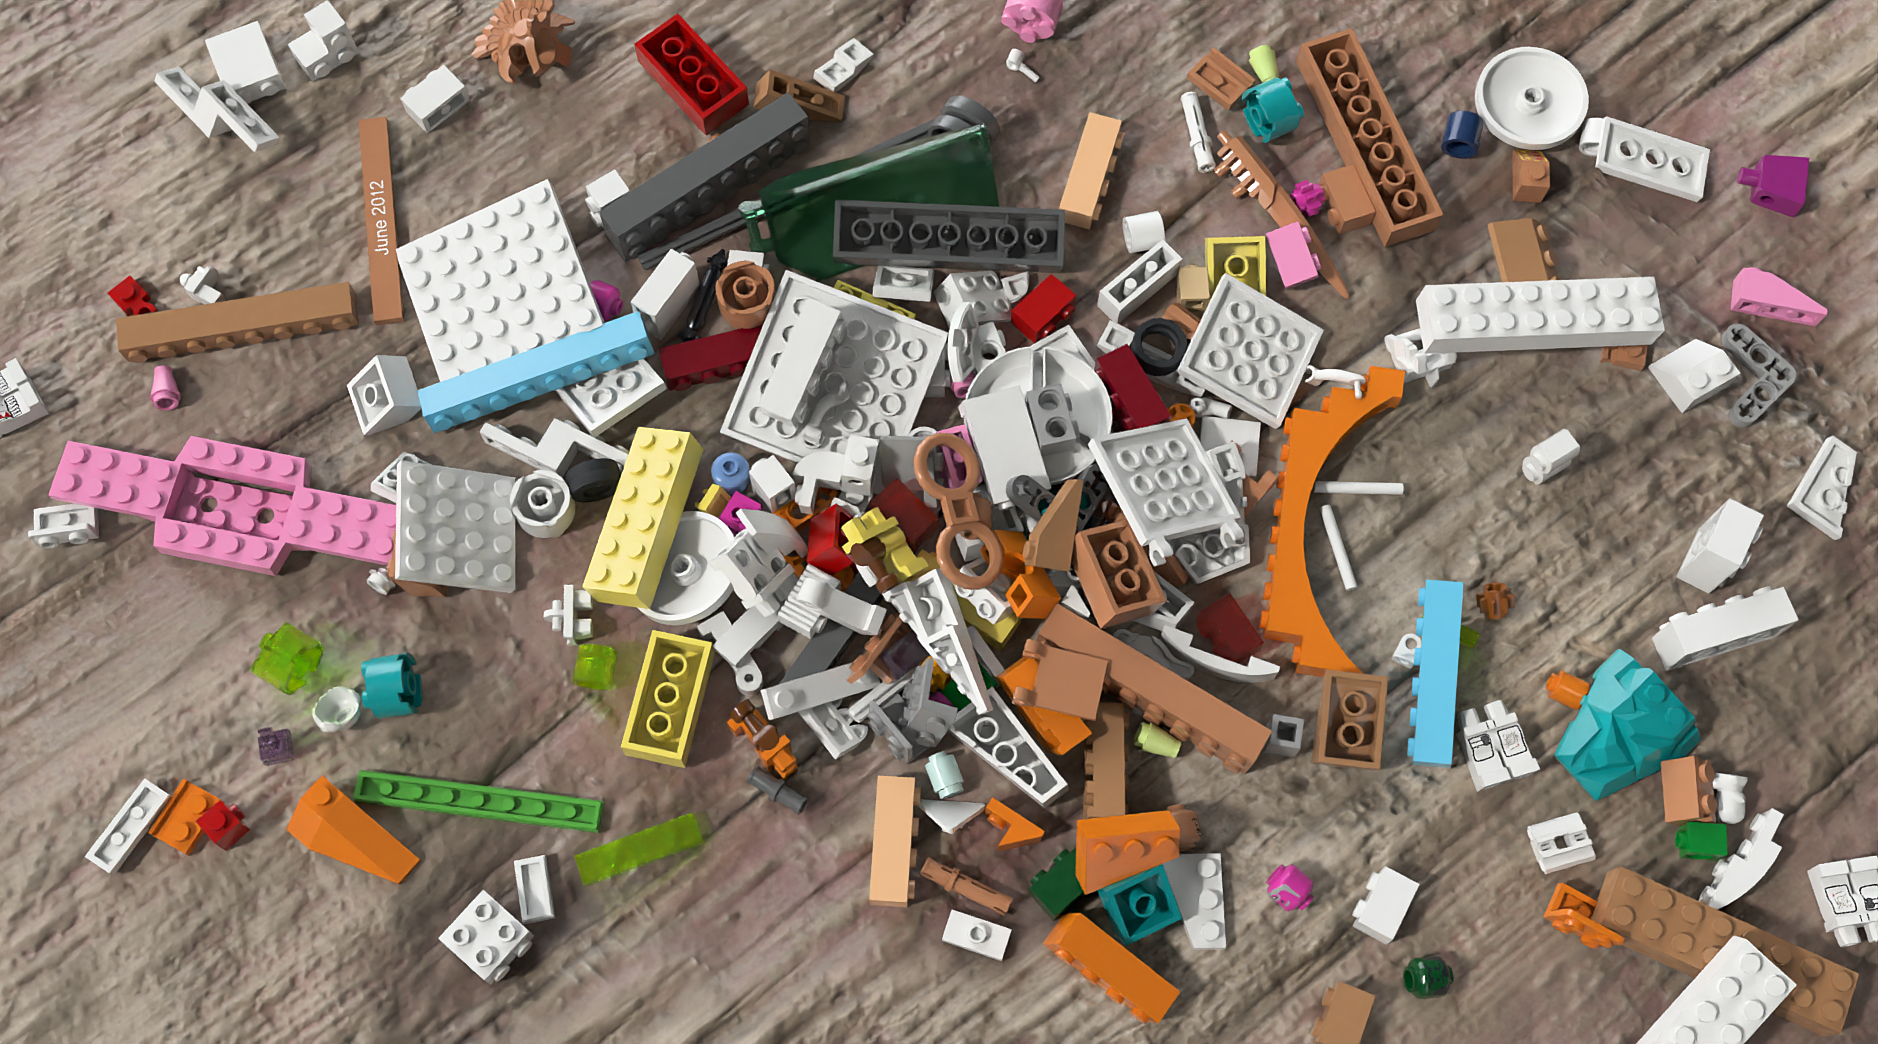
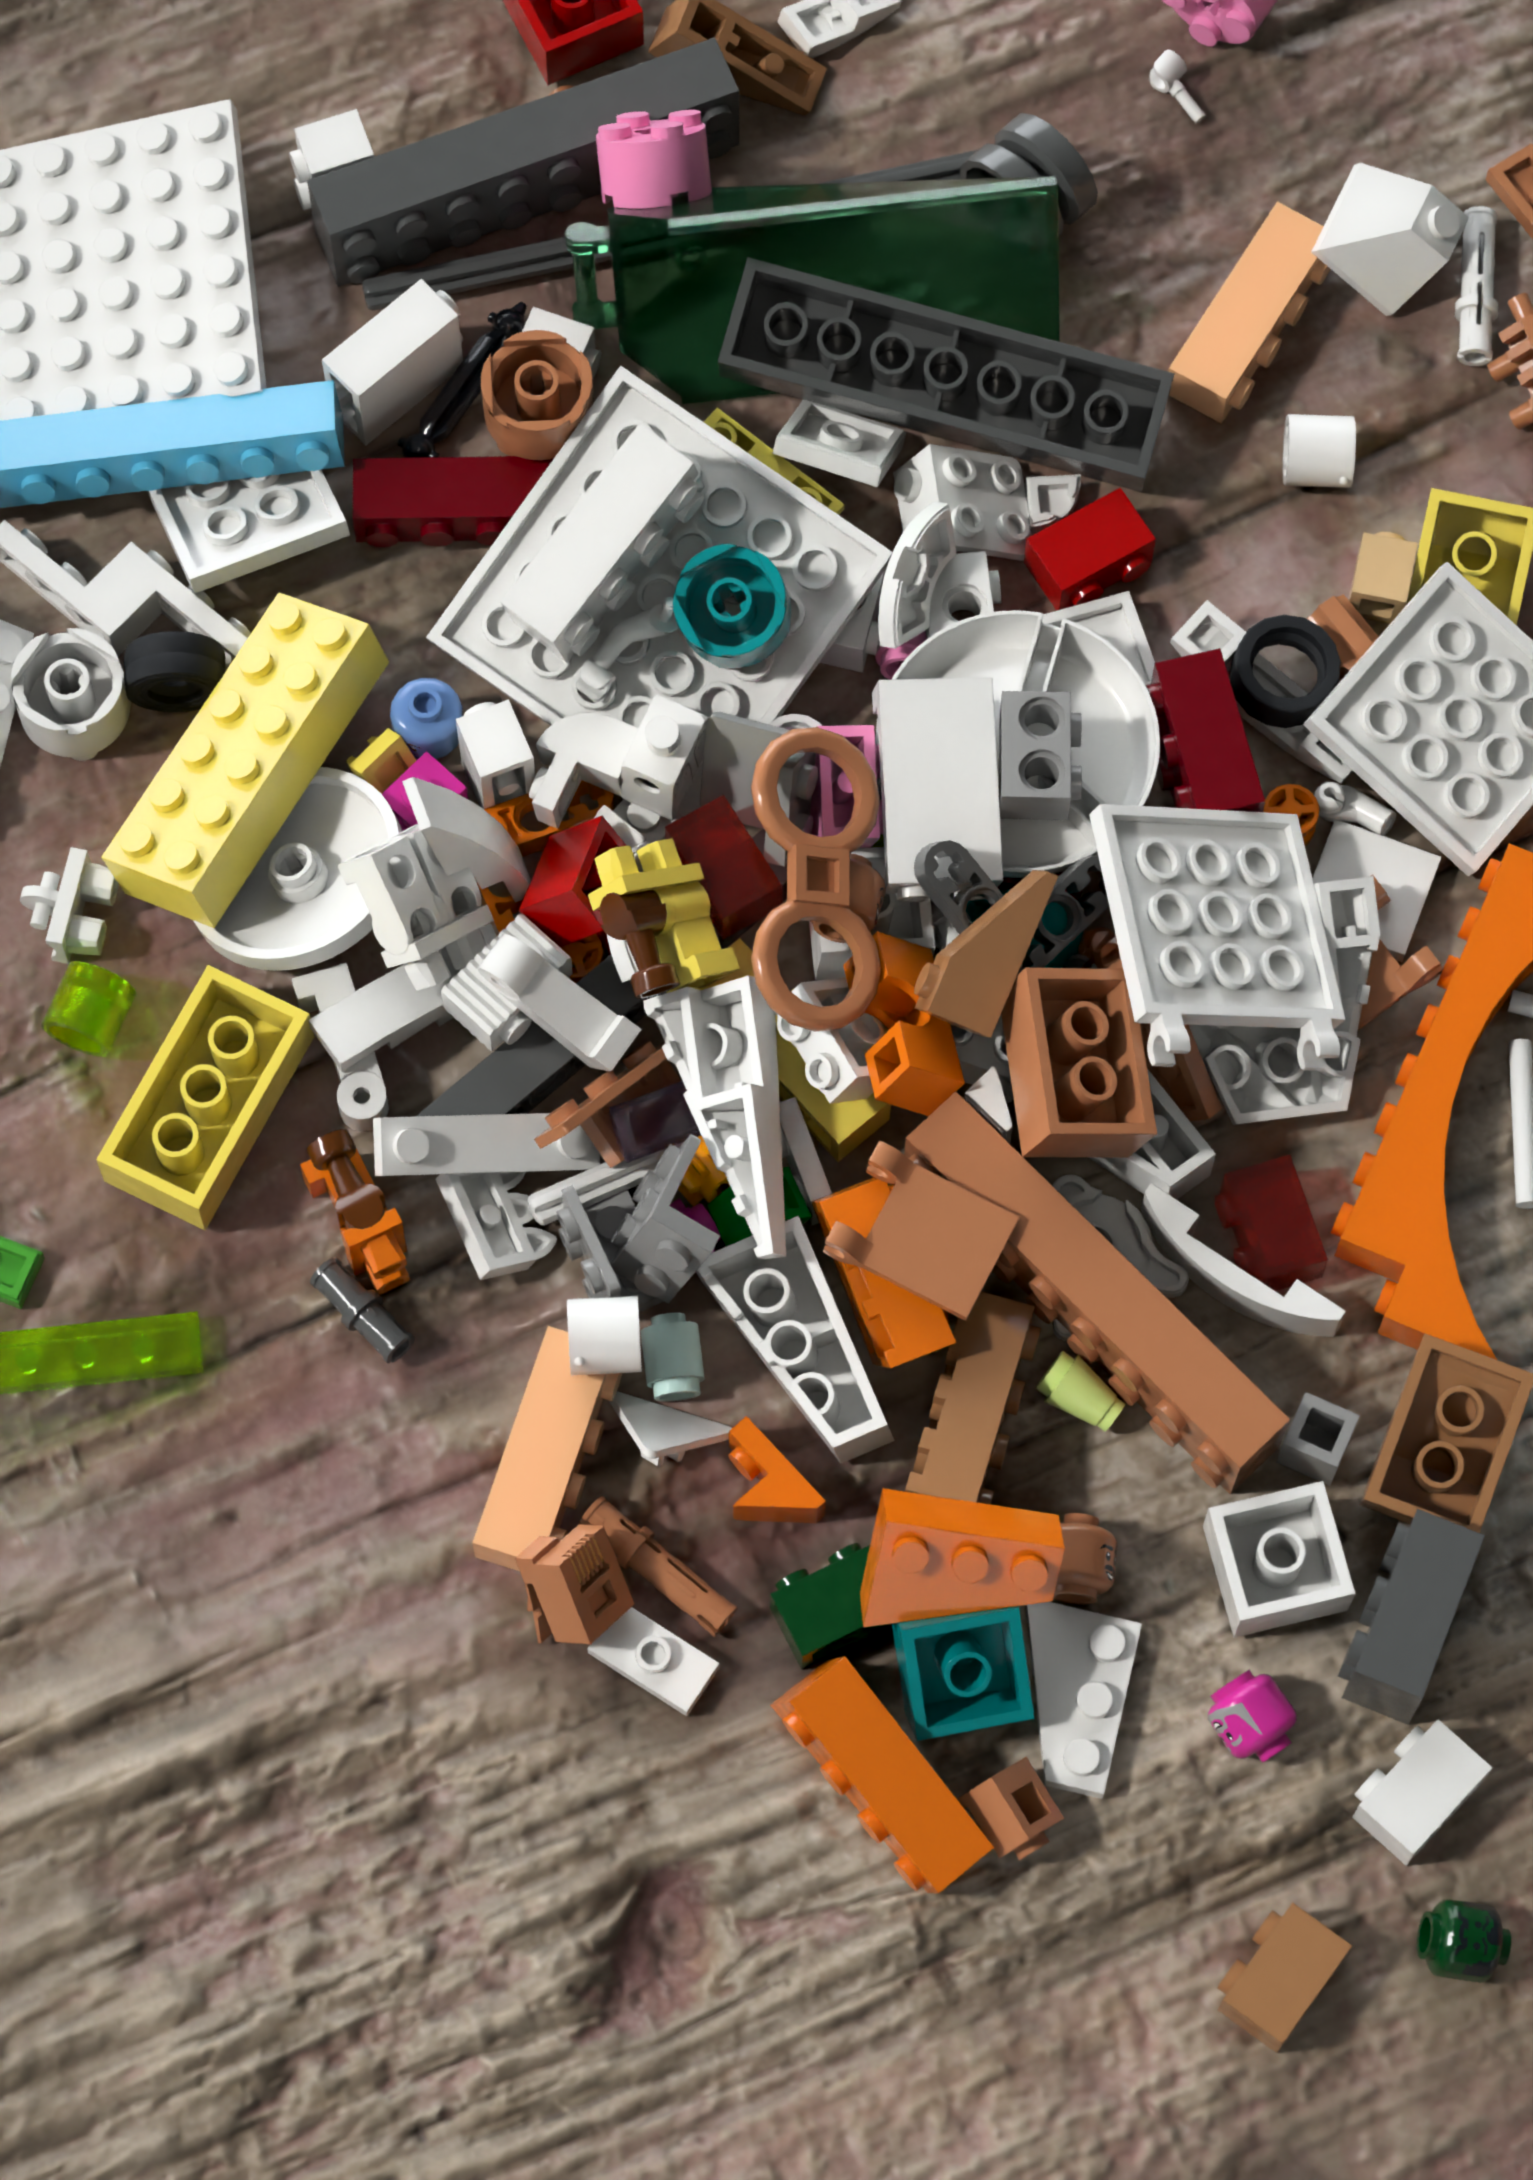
camera: 15 degrees right, 0 degrees up
(607, 299) = (284, 347): dark pink head -> none
(774, 161) = (653, 160): none -> bright pink brick
(876, 363) = (753, 582): none -> teal brick
(910, 774) = (604, 1335): none -> white piece
(928, 909) = (574, 1585): none -> nougat piece
(1139, 282) = (1283, 542): white brick -> none
(1149, 116) = (1388, 235): none -> white slope
(1183, 968) = (1013, 1810): none -> nougat brick
(1281, 803) = (1278, 1559): none -> white brick
(1356, 816) = (1409, 1615): none -> dark grey brick

